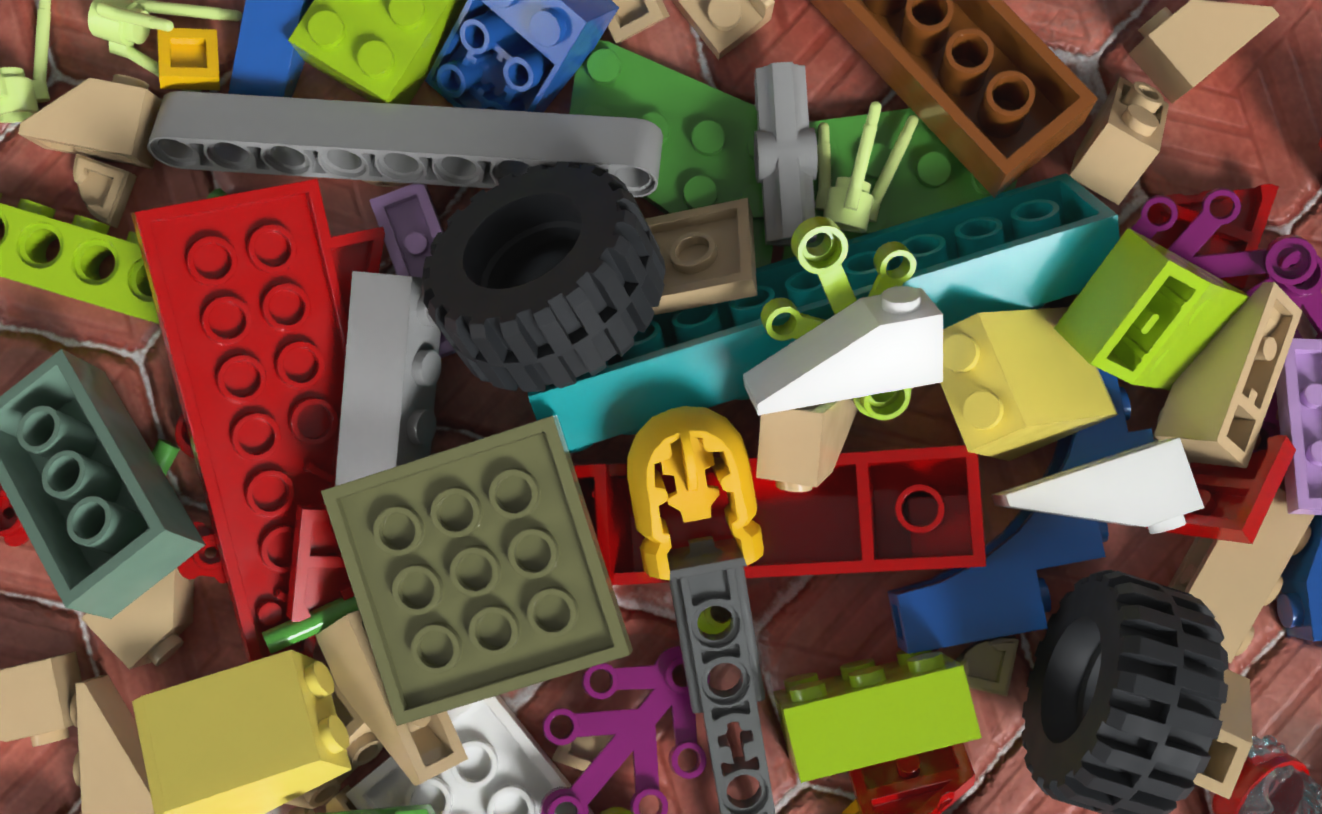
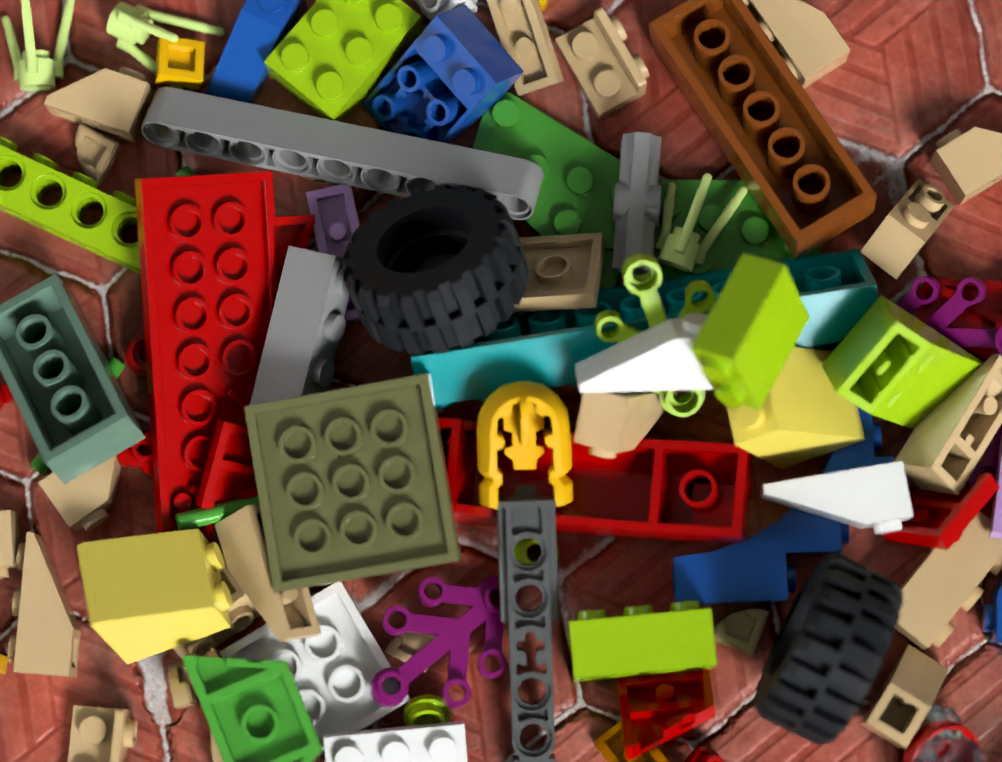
camera: 15 degrees right, 5 degrees down
(978, 302) = (750, 332): none -> lime brick

